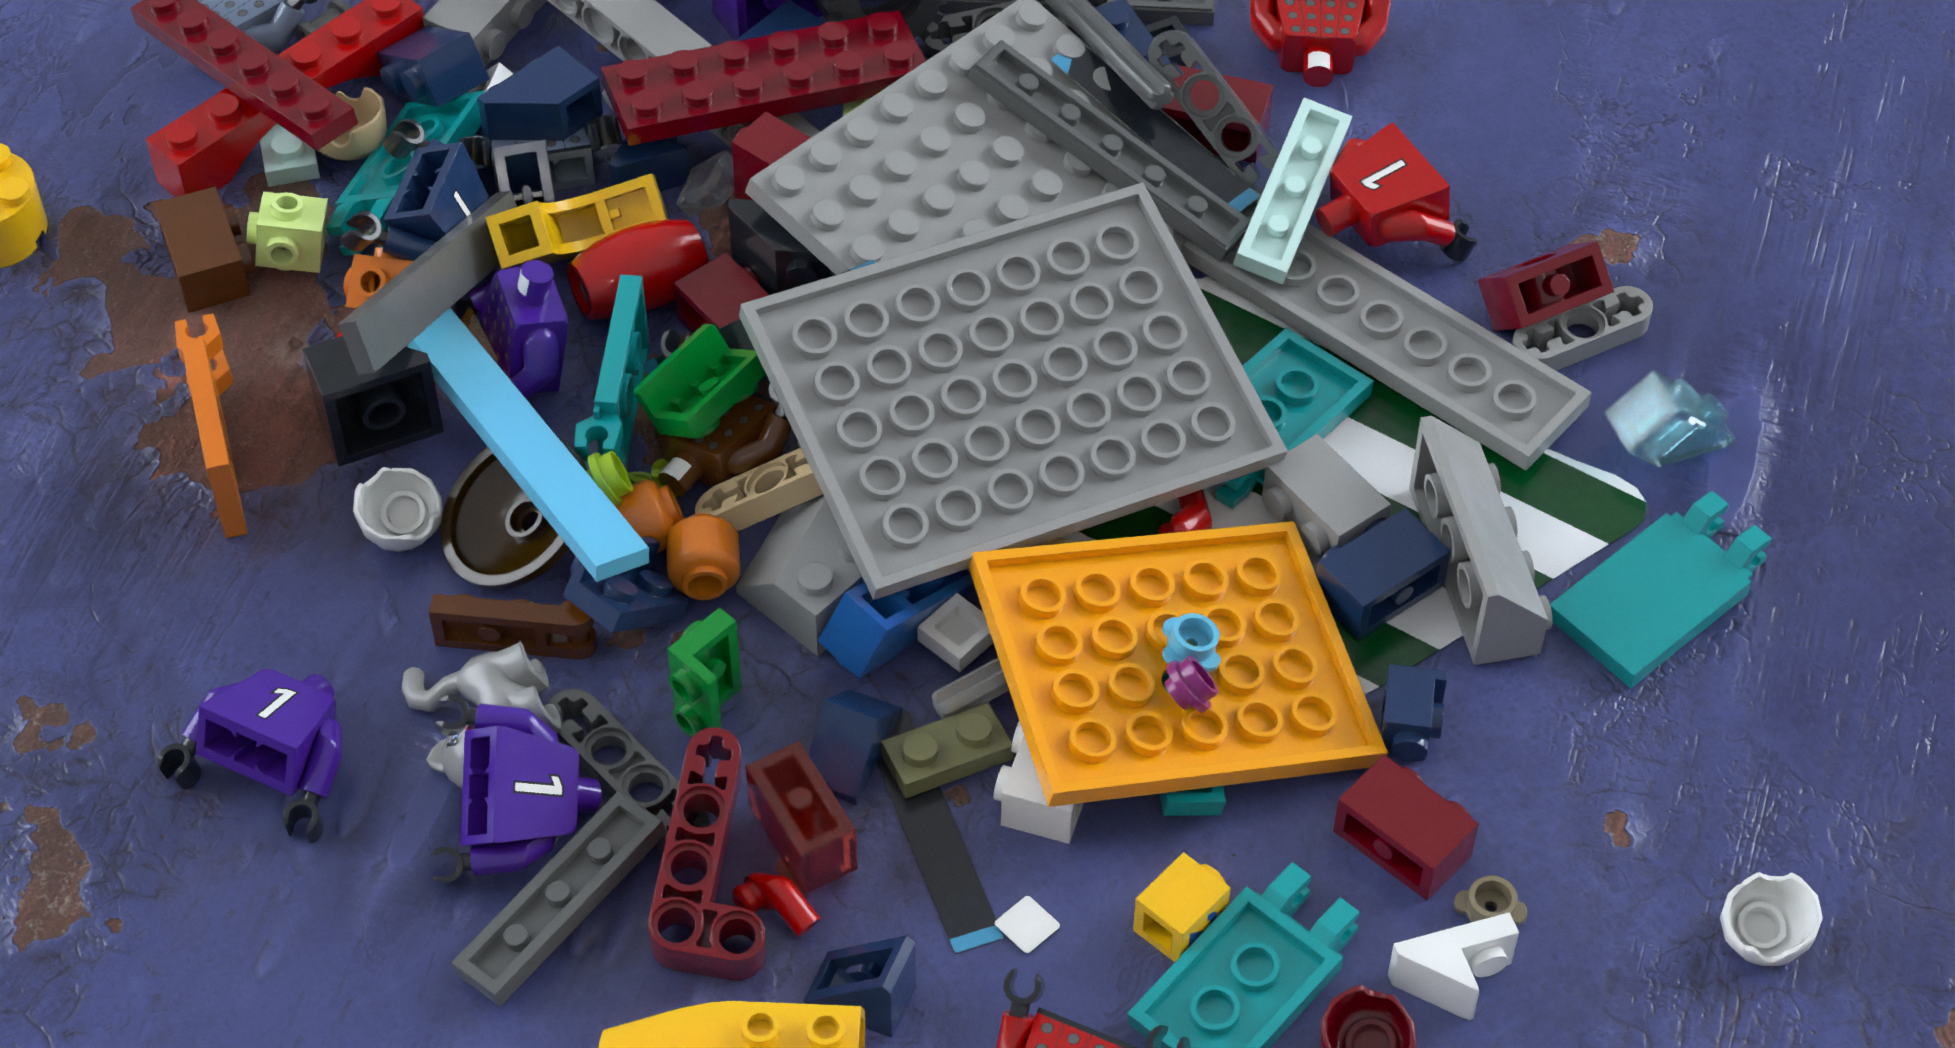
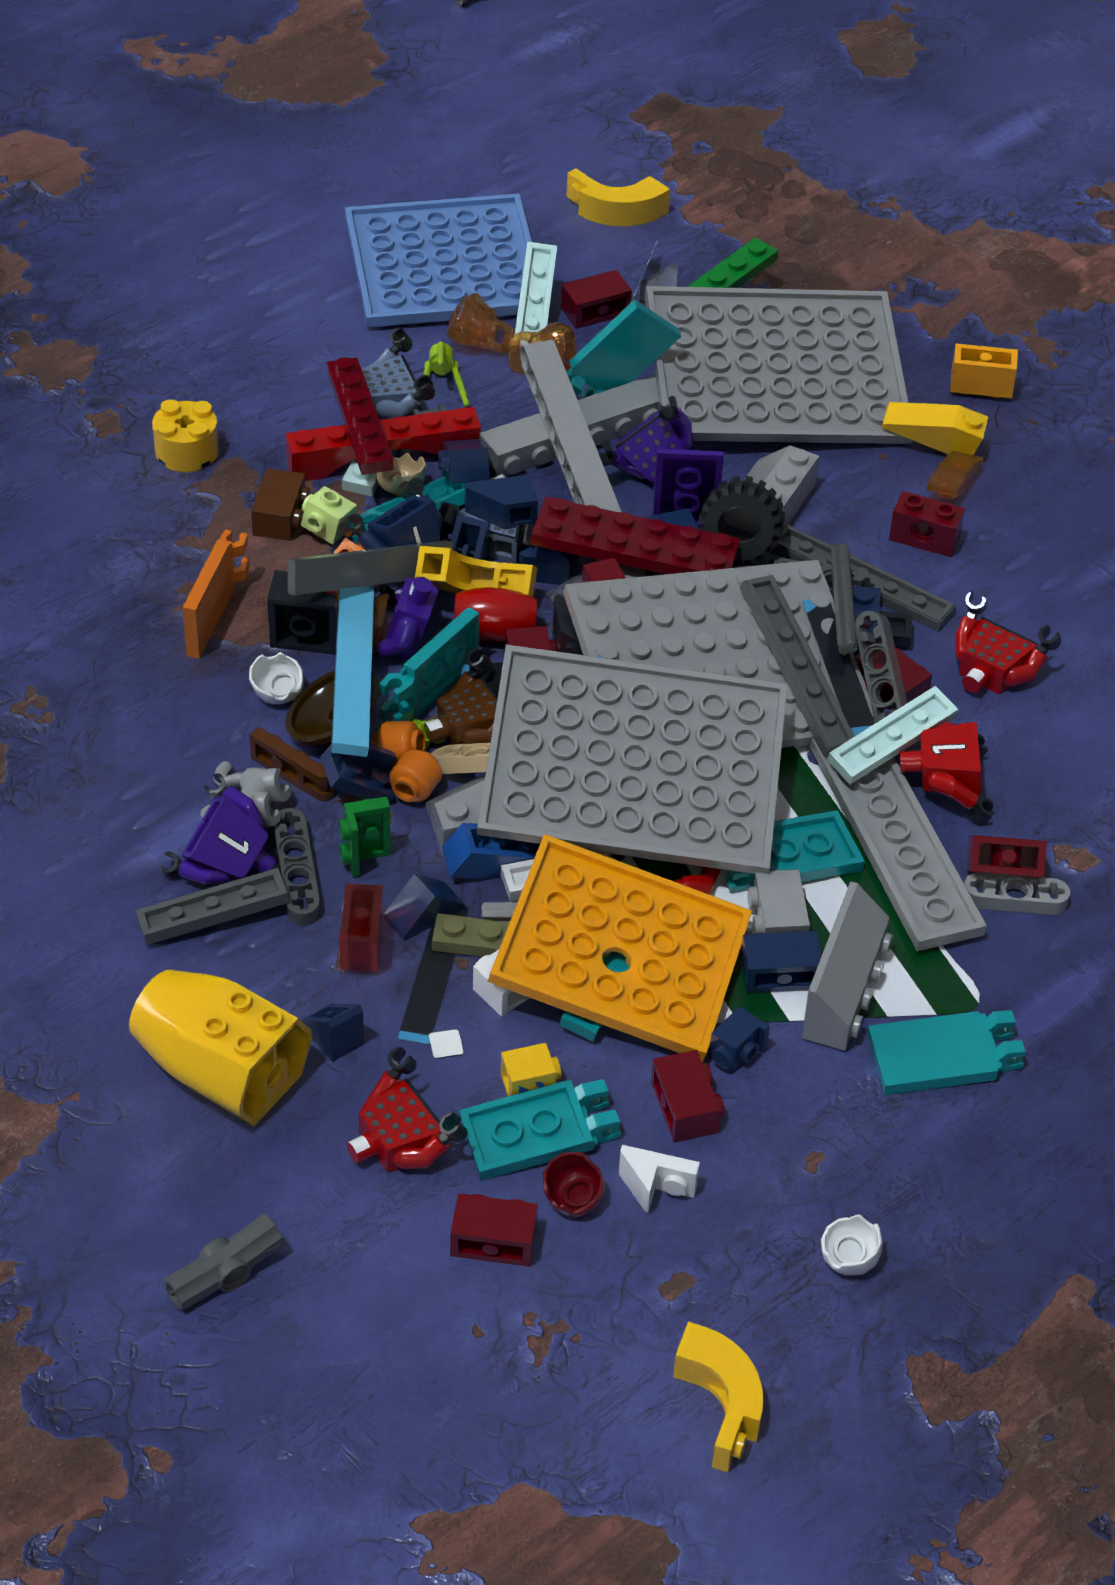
camera: 30 degrees right, 5 degrees down
(270, 732) = (129, 756): dark purple torso -> none
(610, 476) = (386, 708): lime plate -> none
(698, 384) = (467, 682): green bracket -> none
(705, 850) = (321, 882): dark red beam -> none
(777, 894) = (325, 962): red arm -> none
(1190, 684) = (610, 957): magenta plate -> none
(1192, 636) = (632, 930): medium azure plate -> none
(1490, 891) = (708, 1153): dark tan plate -> none
(1669, 421) = (1022, 963): clear light blue slope -> none

